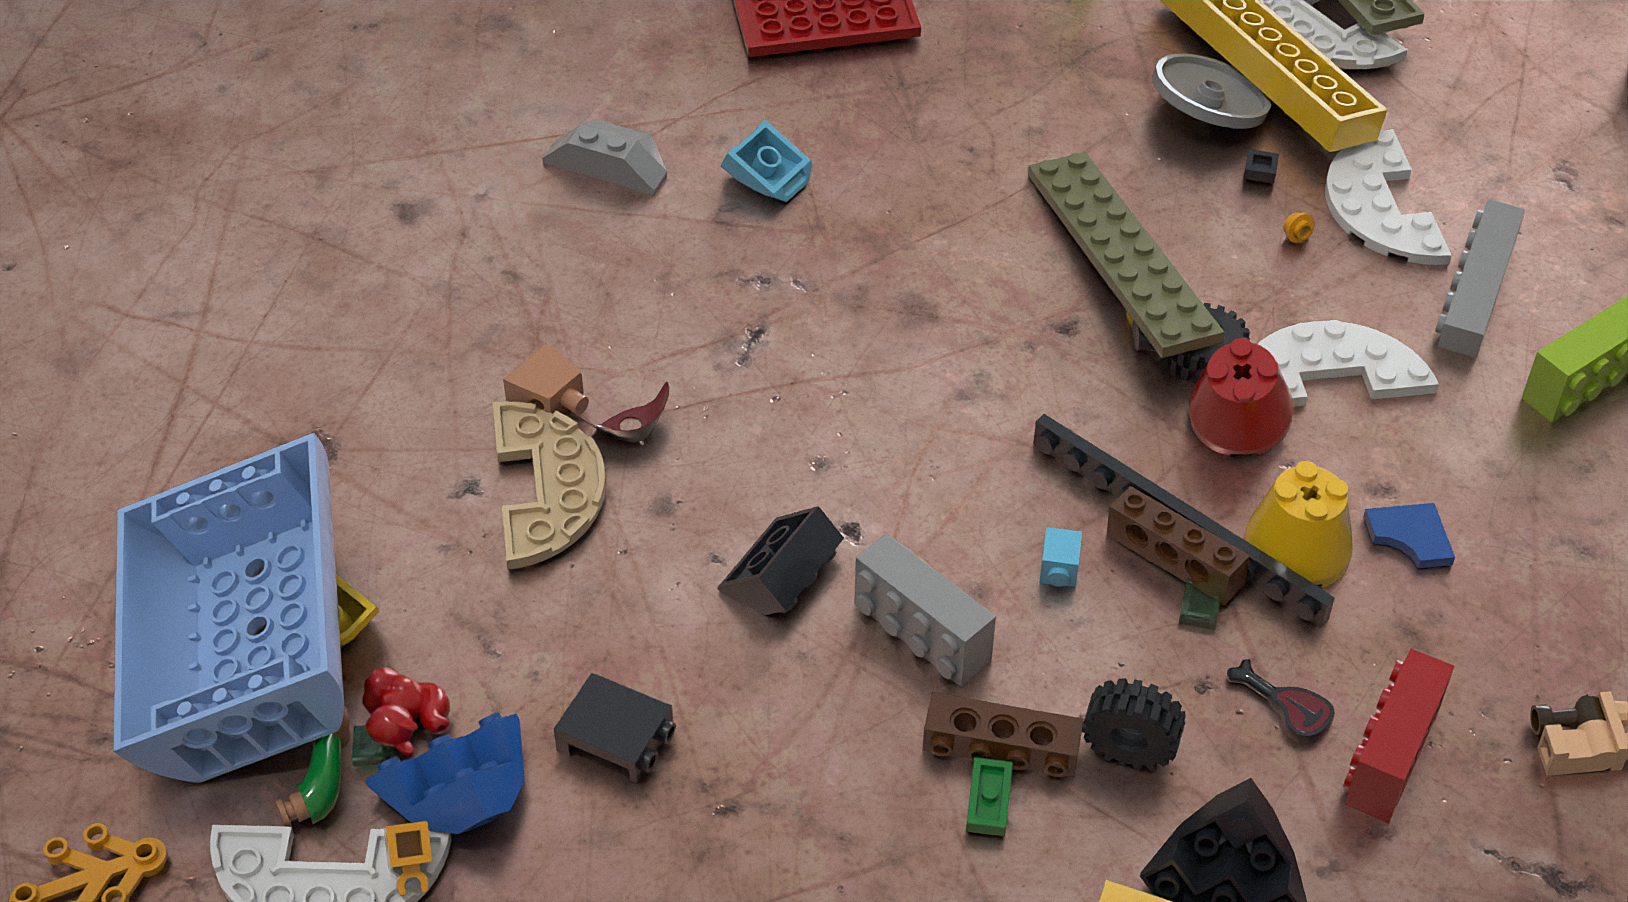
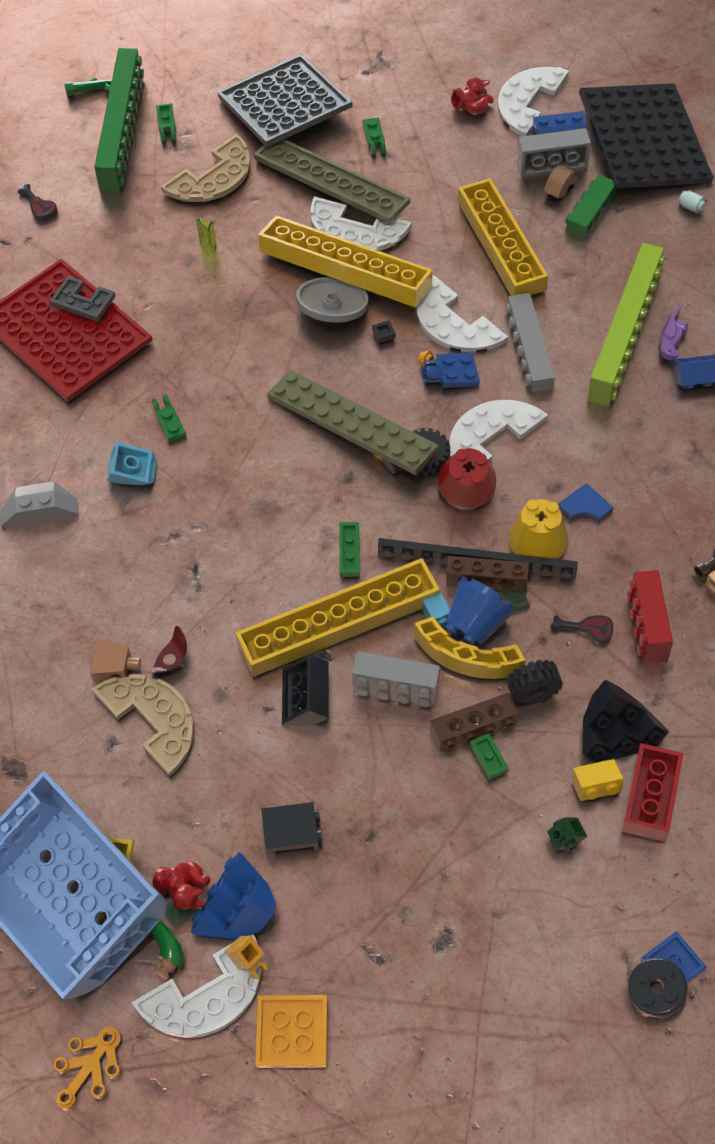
camera: 30 degrees left, 10 degrees up
(866, 137) = (169, 420): none -> green hinge
(903, 485) = (336, 617): none -> yellow brick
(993, 412) = (349, 549): none -> green plate
(1052, 636) = (464, 657): none -> yellow brick
(1115, 582) = (476, 612): none -> blue cone
(1328, 259) = (452, 370): none -> blue plate
(1535, 125) = (502, 238): none -> yellow brick

